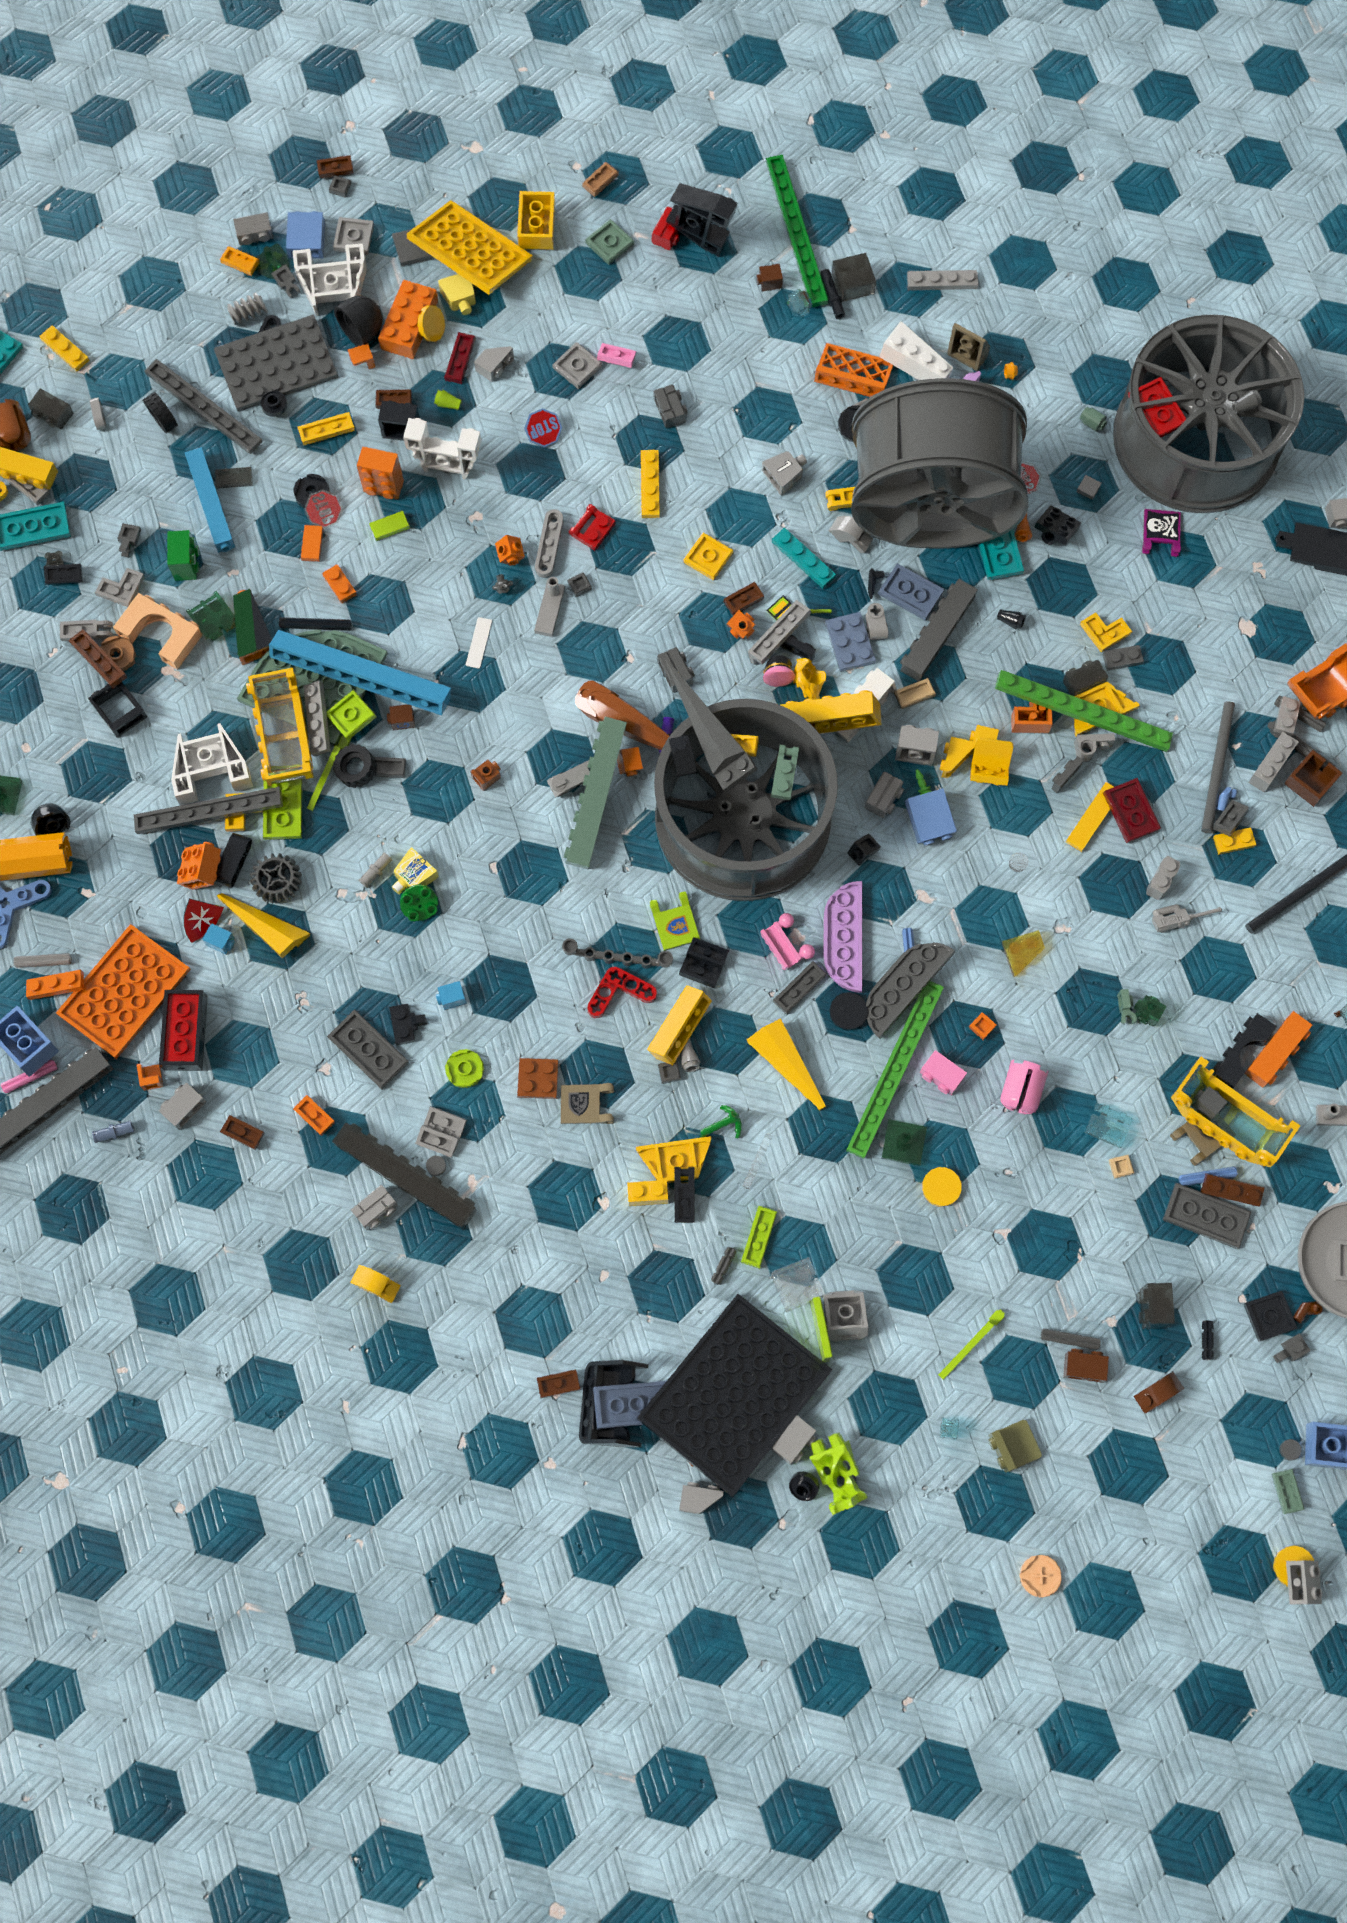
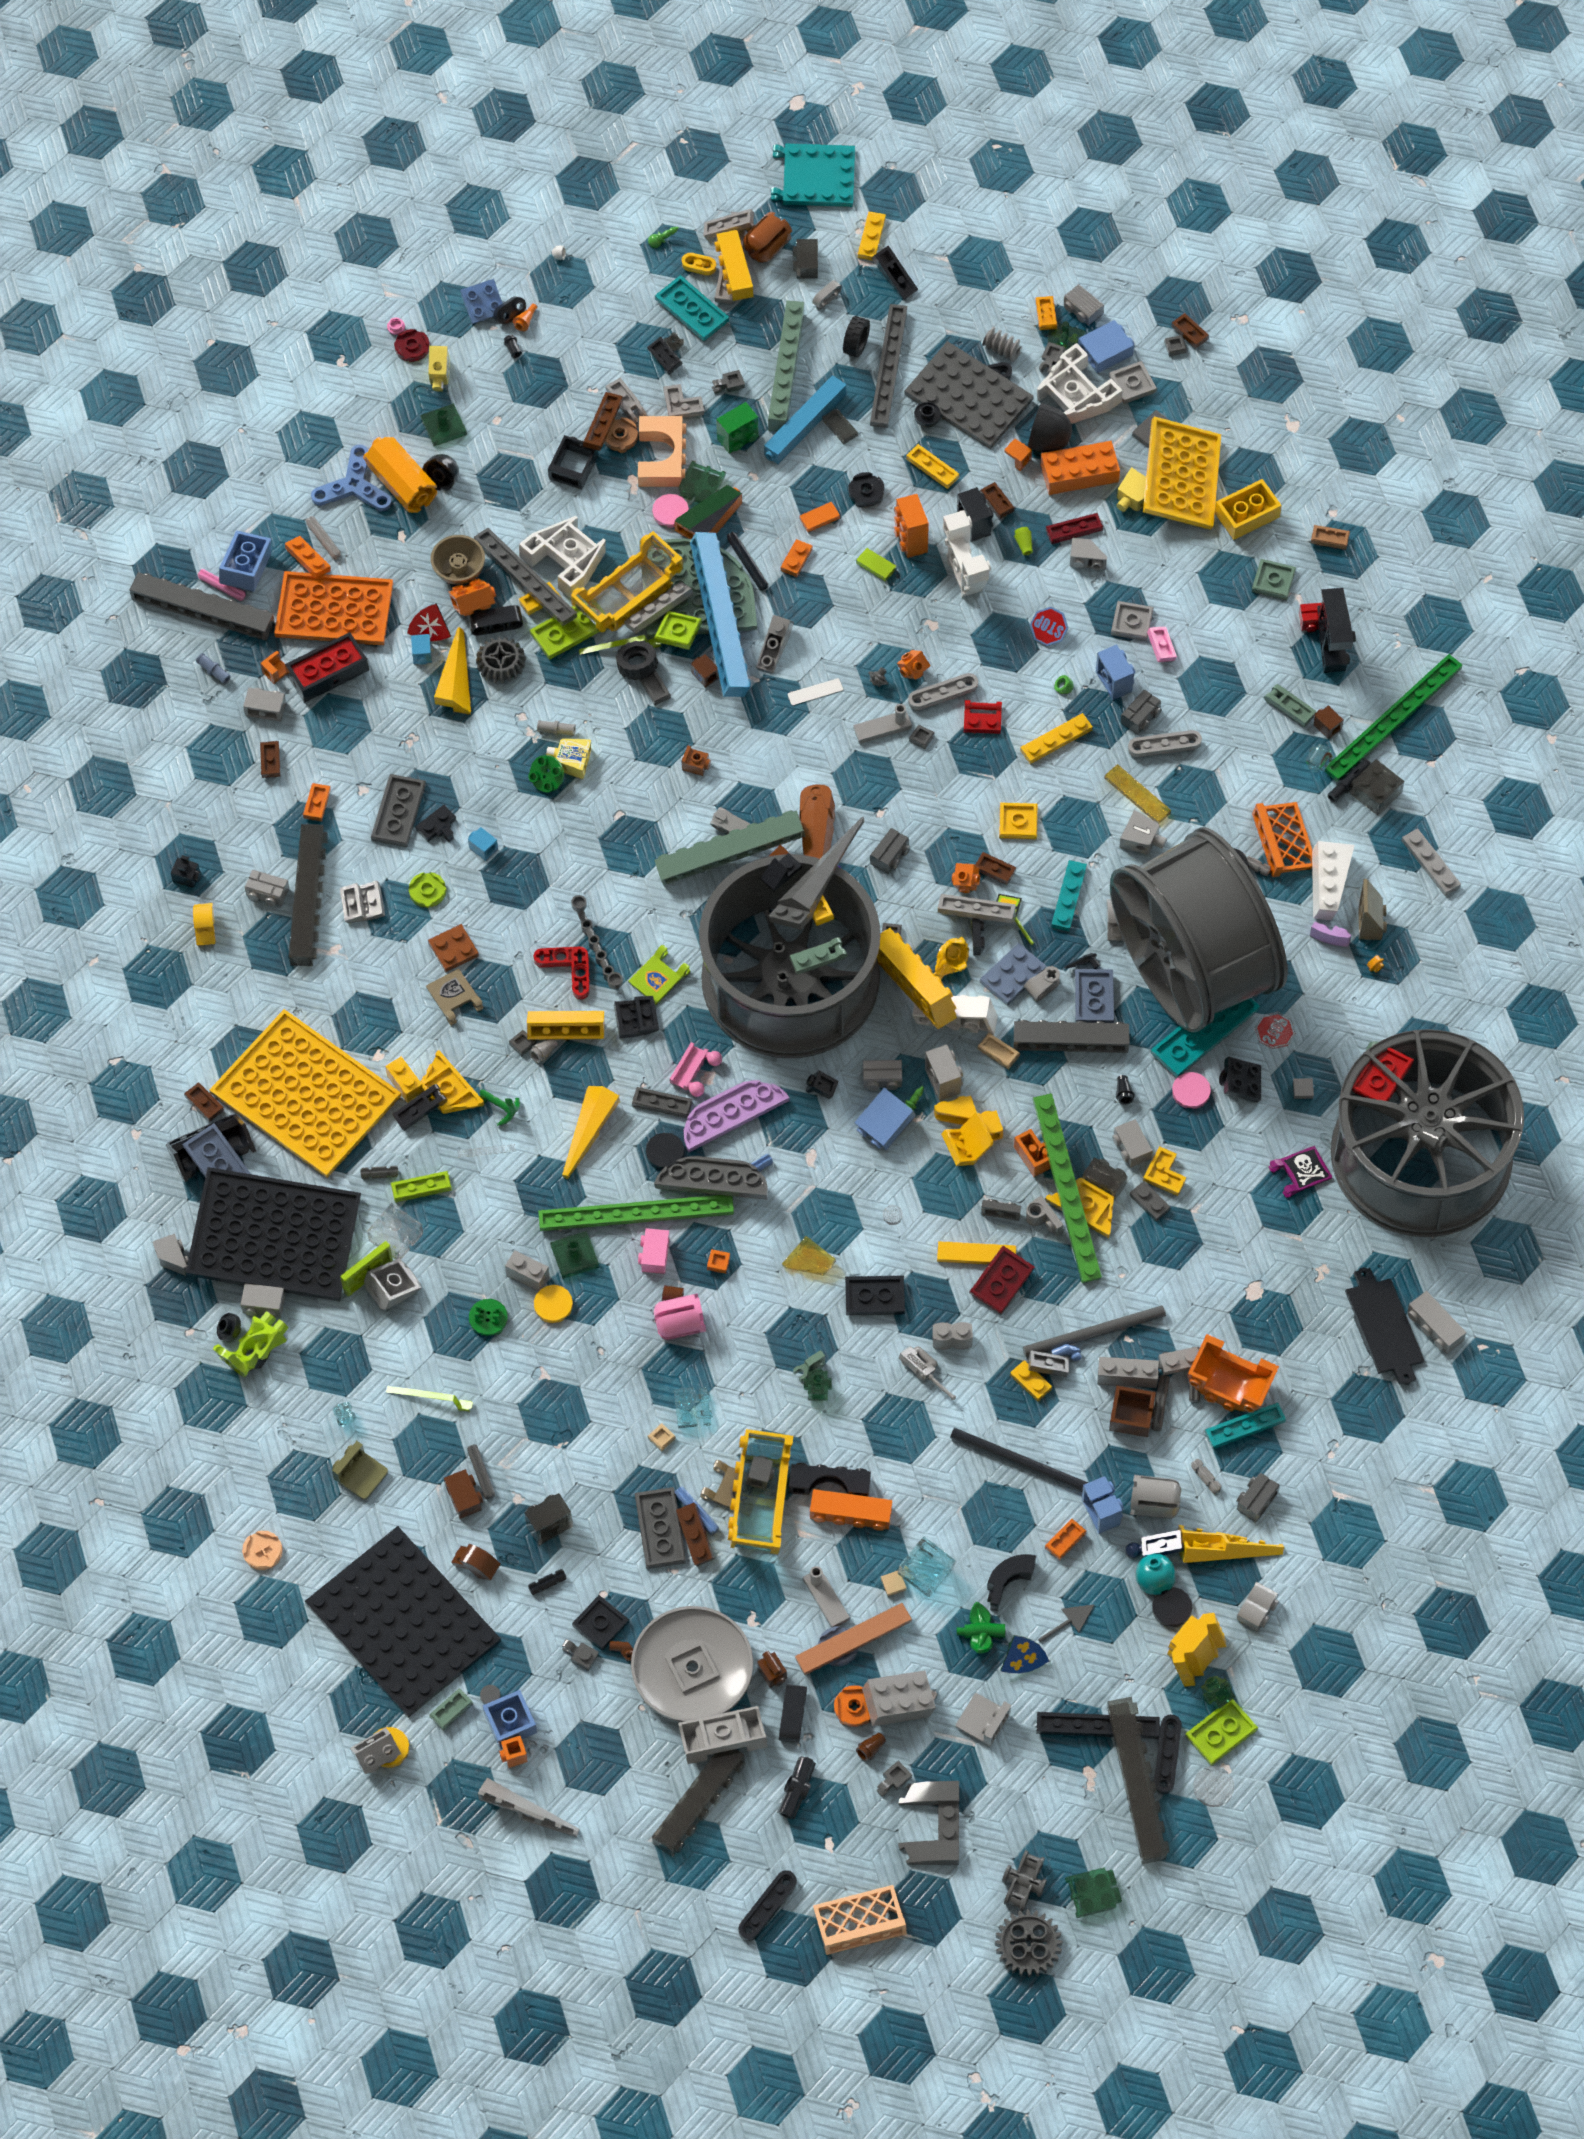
camera: 60 degrees right, 10 degrees down
(114, 350) = (894, 272): none -> black slope
(146, 484) = (786, 365): none -> sand green brick
(149, 848) = (457, 559): none -> dark tan piece
(221, 657) = (668, 508): none -> bright pink tile
(311, 1271) = (185, 872): none -> black brick
(323, 508) = (855, 506): clear piece -> none
(413, 647) = (774, 643): none -> light grey slope
(431, 323) = (1086, 486): yellow tile -> none
(435, 1165) = (331, 914): dark grey tile -> none
(605, 1288) = (305, 1093): none -> yellow plate
(608, 449) = (1067, 688): none -> bright green piece
(623, 402) = (1115, 671): none -> medium blue brick
(710, 406) = (1164, 743): none -> light grey plate
(735, 295) = (1290, 705): none -> sand green plate
(742, 453) = (1137, 794): none -> clear yellow tile
(778, 671) = (940, 928): bright pink piece -> none
(900, 1191) = (527, 1270): none -> light grey brick
(917, 1257) = (497, 1317): none -> green plate
(993, 1081) = (672, 1292): none -> reddish brown gear
(1023, 531) = (1217, 1055): orange cone -> none
(1041, 569) = (1191, 1090): none -> bright pink tile
(1065, 640) = (1132, 1143): none -> light grey brick
(1088, 918) = (875, 1295): none -> black plate
(1177, 1487) = (403, 1621): none -> black plate

